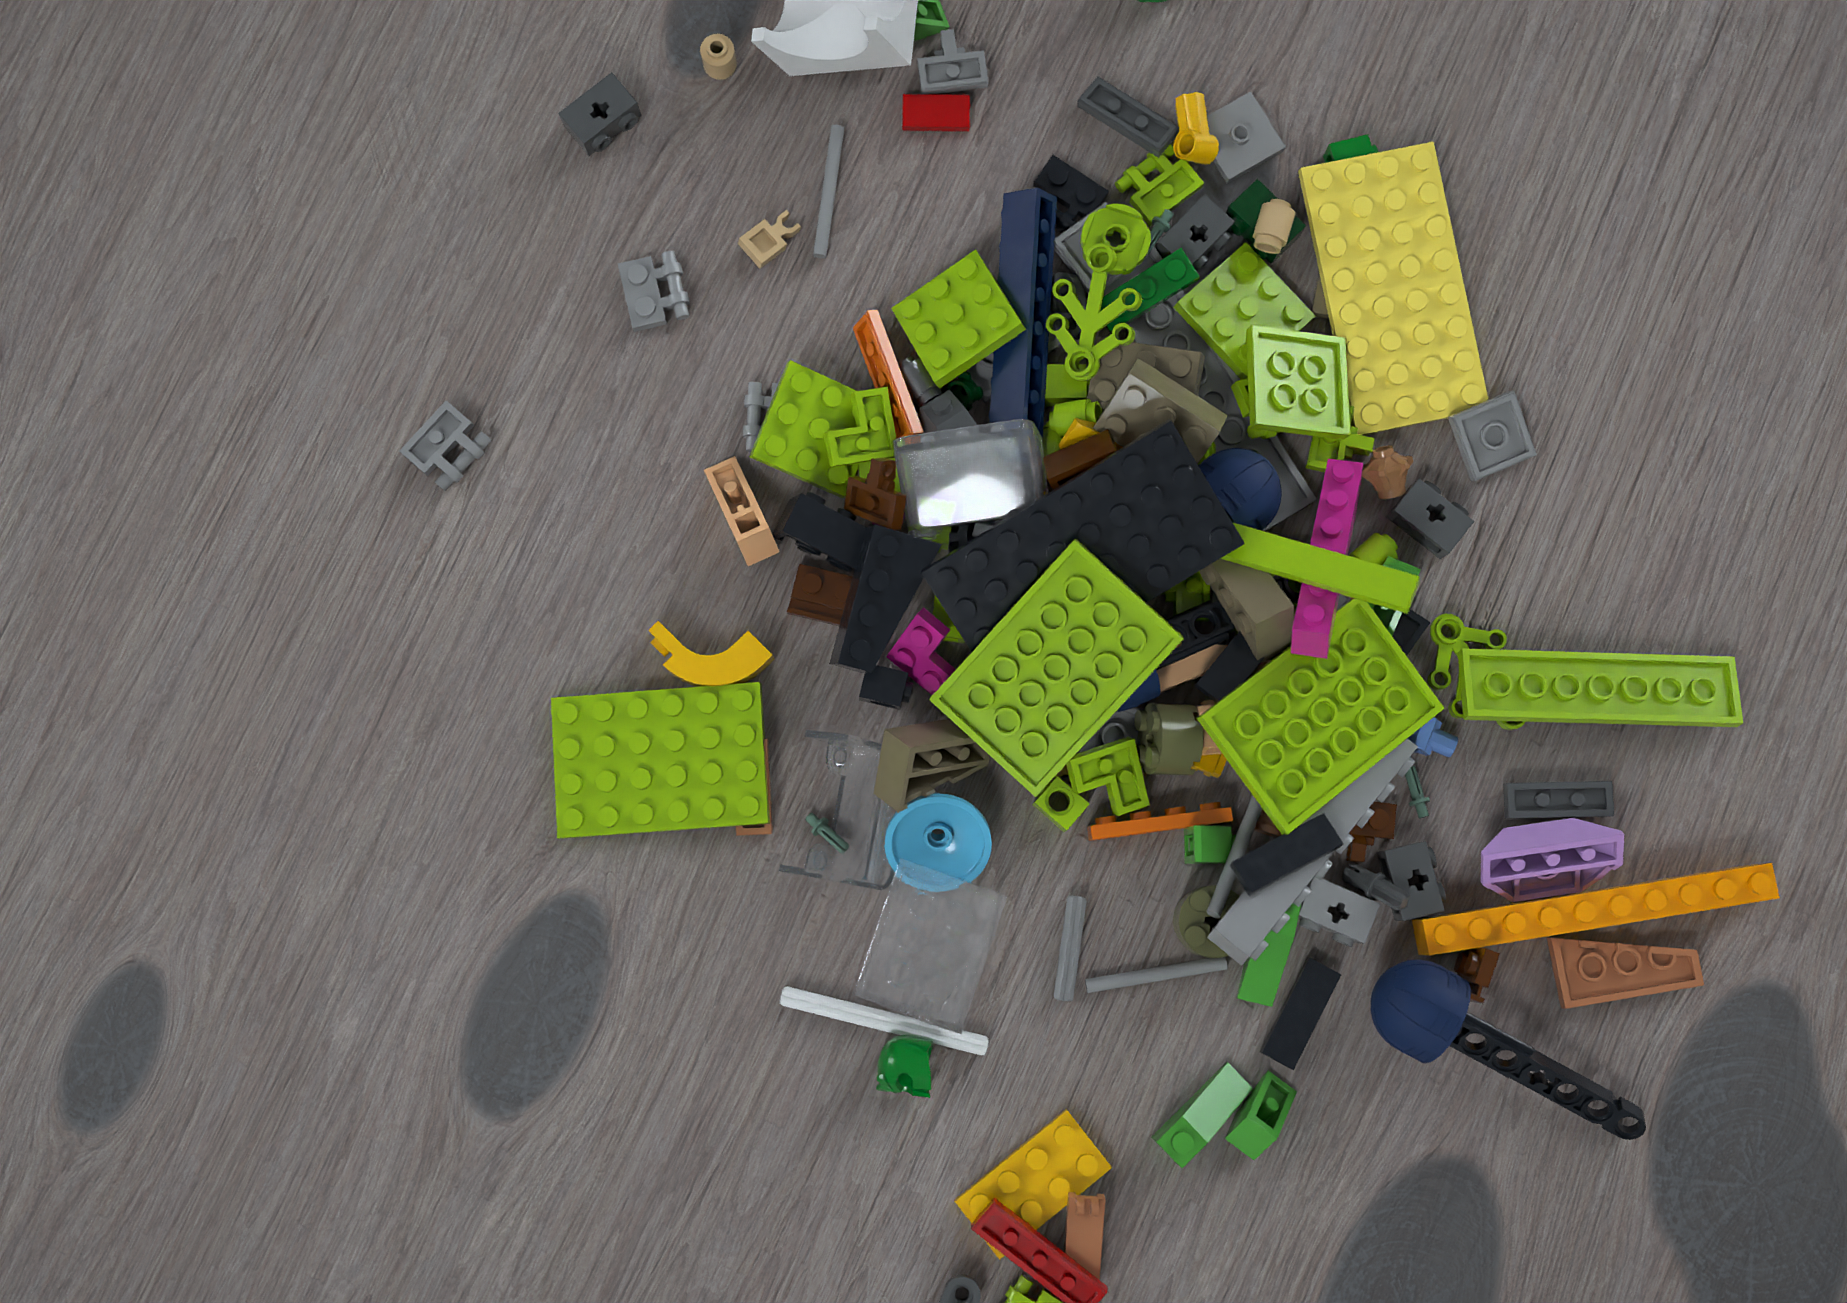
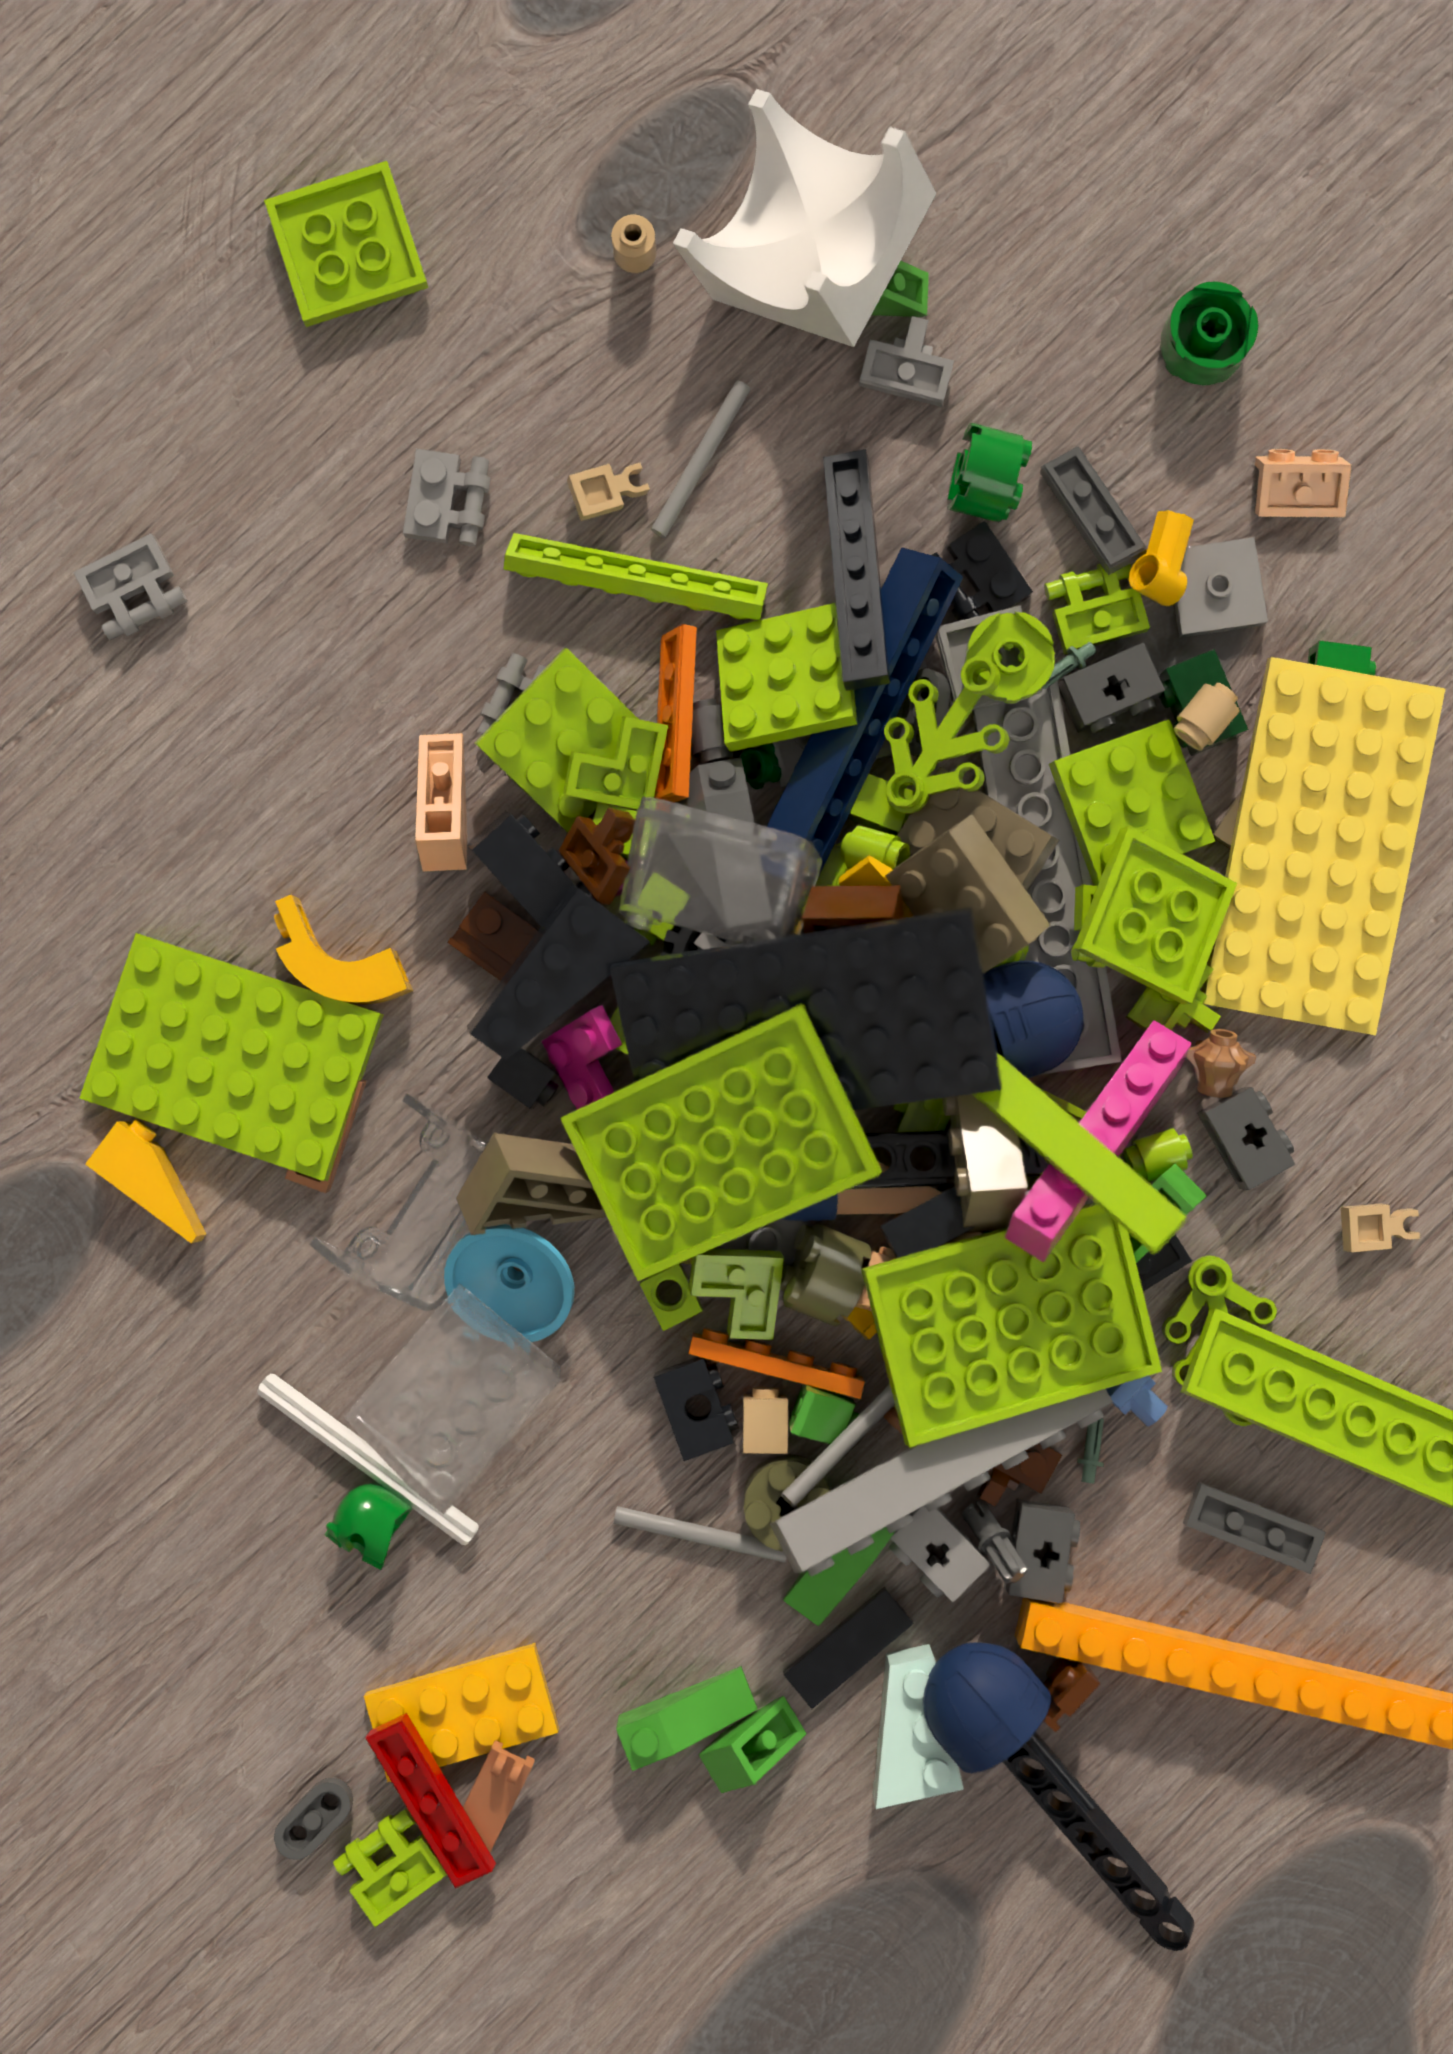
camera: 30 degrees right, 5 degrees up
(506, 137) = (346, 243): none -> lime plate
(605, 99) = (477, 240): dark grey brick -> none
(628, 873) = (145, 1174): none -> yellow slope
(815, 292) = (635, 576): none -> lime plate
(821, 827) = (386, 1209): sand green piece -> none
(936, 112) = (867, 413): red tile -> none
(978, 222) = (856, 571): none -> black plate
(1043, 118) = (988, 472): none -> green brick
(1070, 948) = (614, 1464): light grey axle -> none
(1093, 871) = (696, 1433): none -> black brick
(1154, 285) = (1033, 730): green plate -> none
(1169, 868) = (765, 1421): none -> tan brick
(1269, 41) = (1302, 484): none -> light nougat bracket
(1286, 854) = (899, 1469): black tile -> none
(1377, 1068) = (908, 1756): none -> light aqua wedge
(1492, 435) = (1363, 1069): light grey plate -> none
(1549, 546) = (1372, 1227): none -> tan plate
(1550, 858) = (1212, 1591): lavender wedge -> none
(1616, 971) = (1229, 1750): nougat wing -> none

